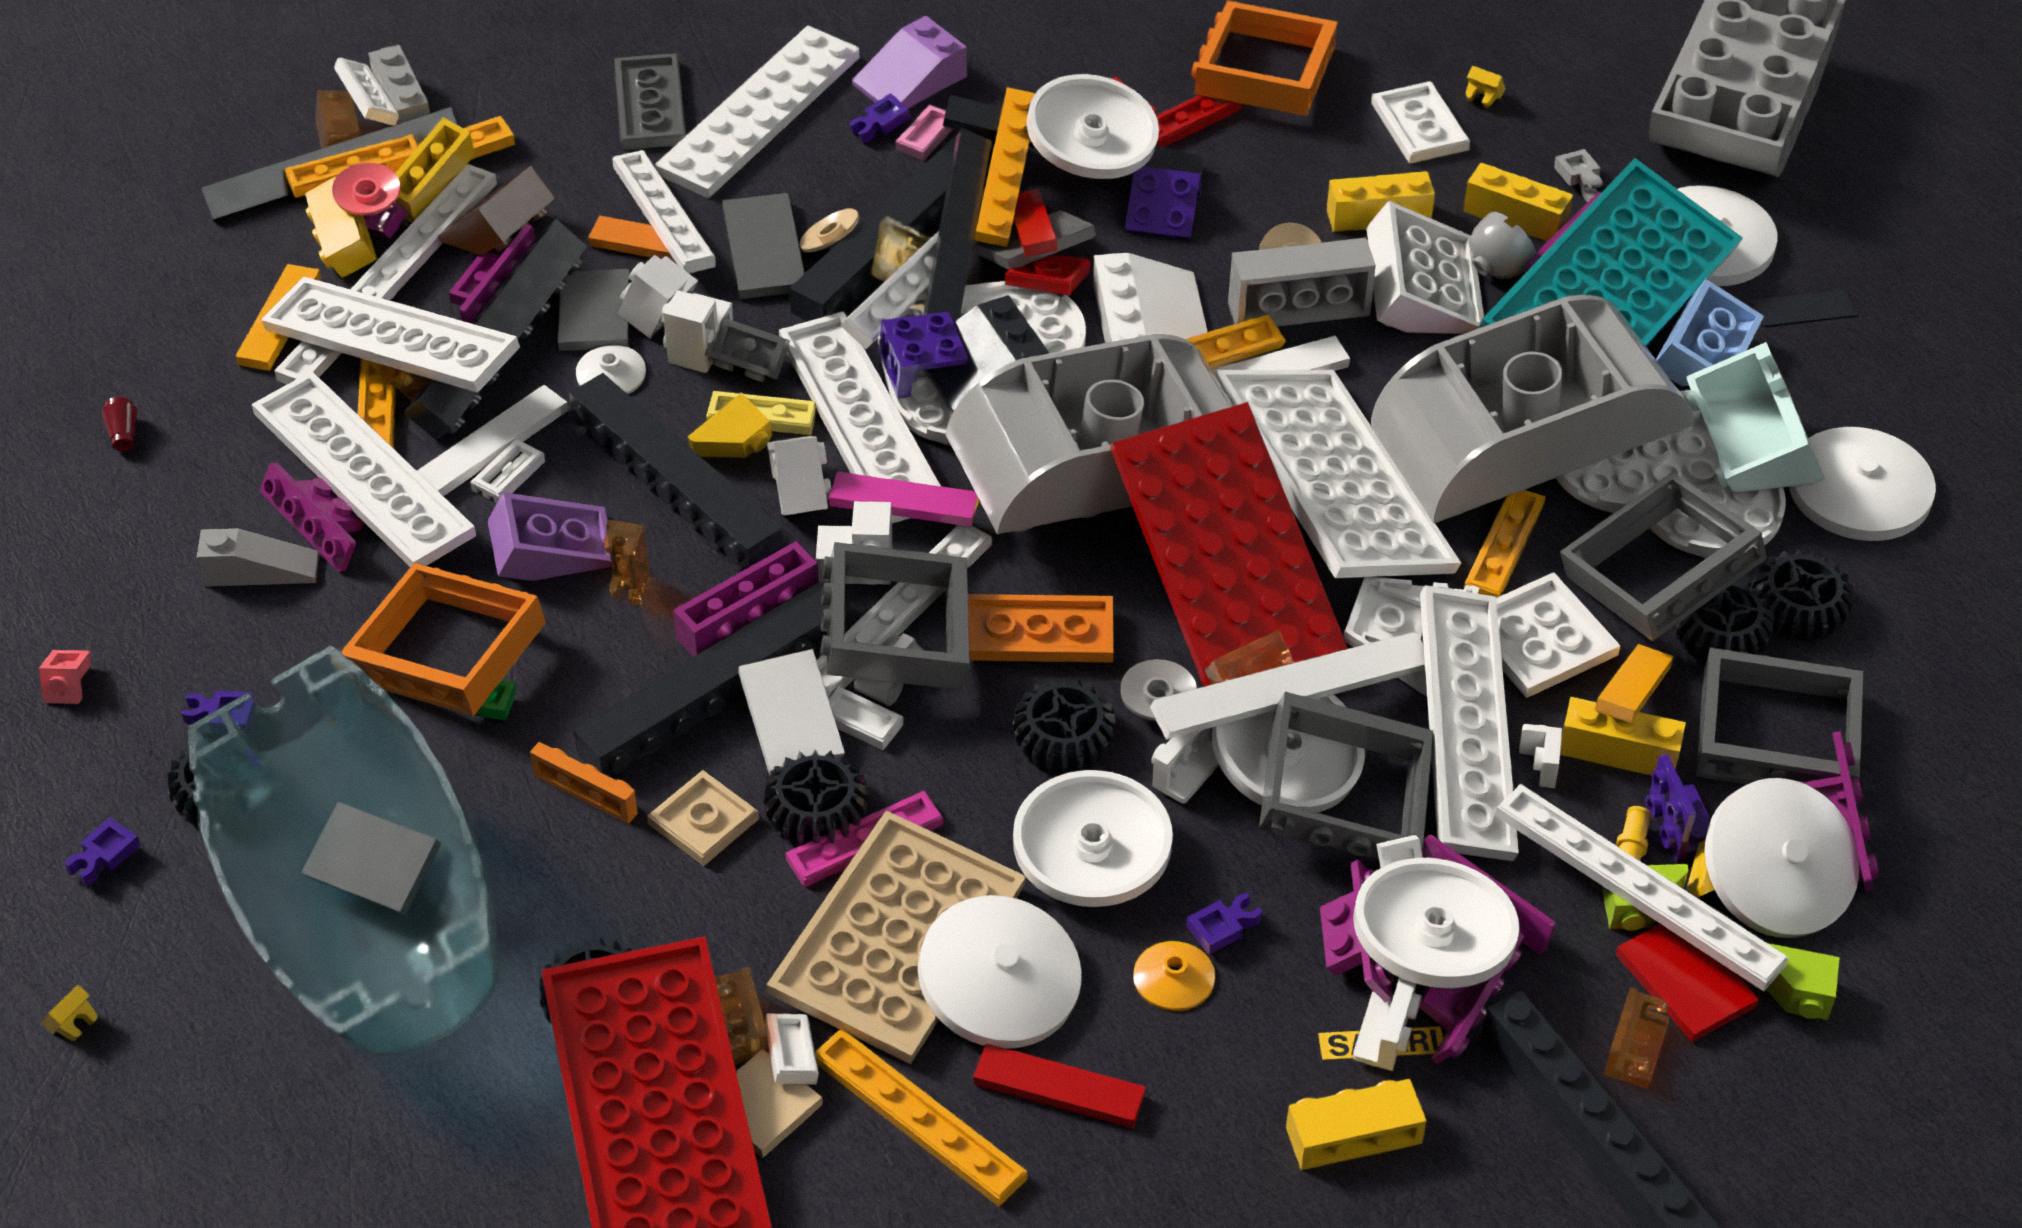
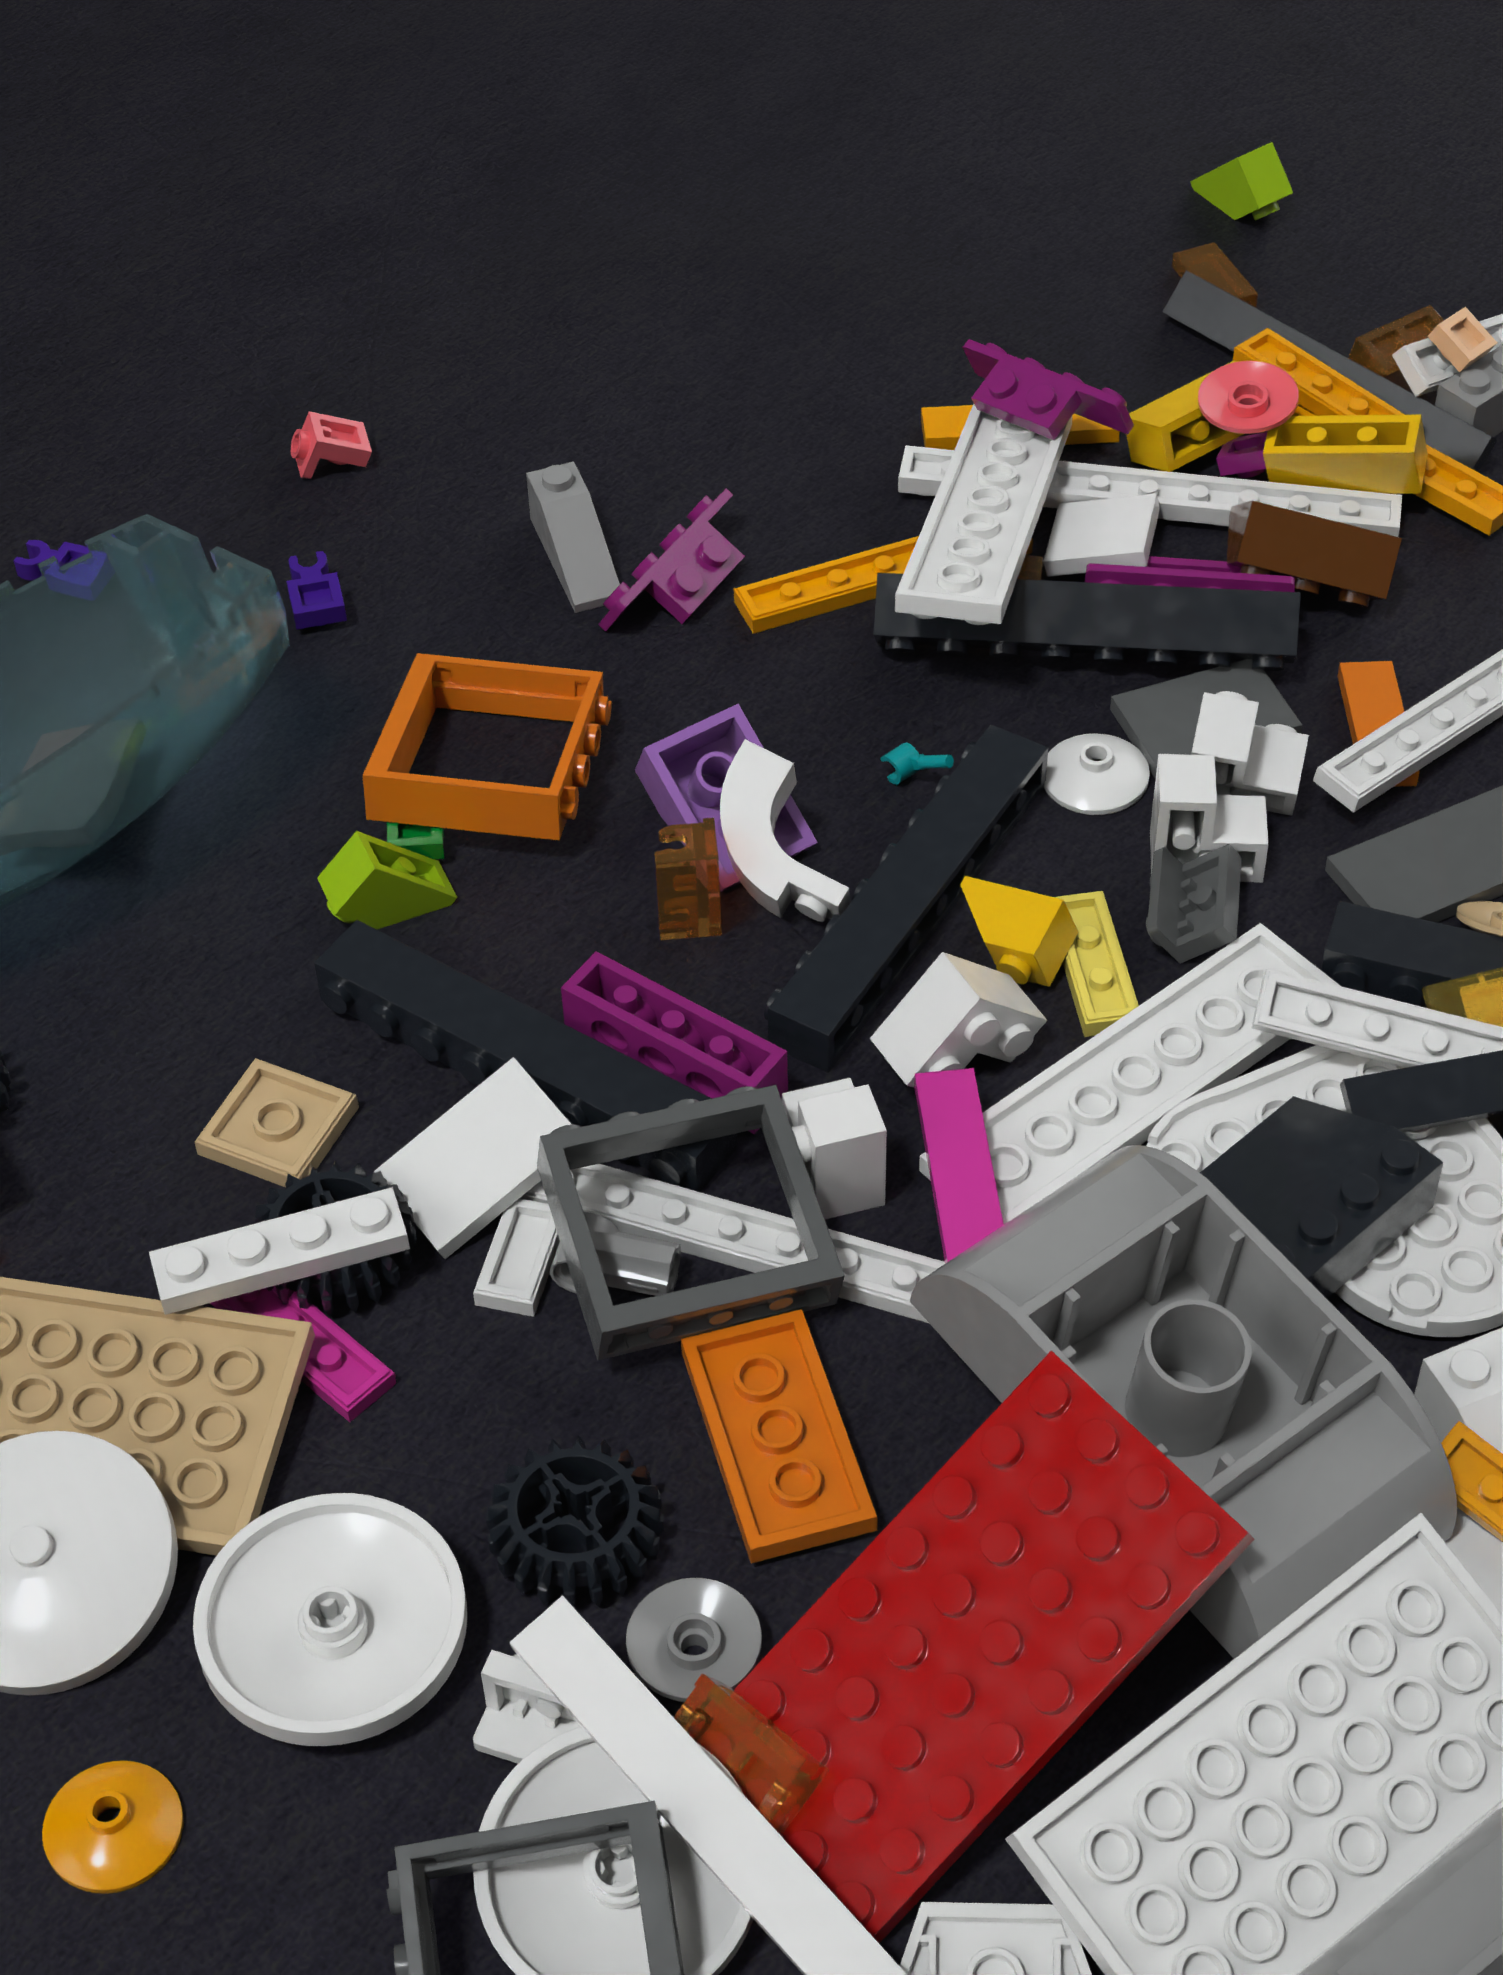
camera: 75 degrees right, 0 degrees up
(117, 139) = (1246, 184): none -> lime slope
(120, 421) = (757, 352): dark red cone -> none
(185, 186) = (1214, 267): none -> clear orange tile
(296, 285) = (1037, 397): none -> magenta bracket
(364, 471) = (754, 580): white plate -> none
(377, 82) = (1462, 339): none -> light nougat plate
(425, 291) = (1102, 533): none -> white tile
(490, 440) = (861, 681): white tile -> none
(512, 473) = (841, 727): white tile -> none
(533, 721) = (383, 883): none -> lime slope
(559, 448) = (908, 762): none -> teal hand
(584, 782) = (289, 971): orange plate -> none
(585, 514) = (749, 808): none -> white arch
(834, 810) = (279, 1250): none -> white plate
(916, 345) = (1274, 1086): dark purple bracket -> none
(1221, 926) = (214, 1860): dark purple plate -> none

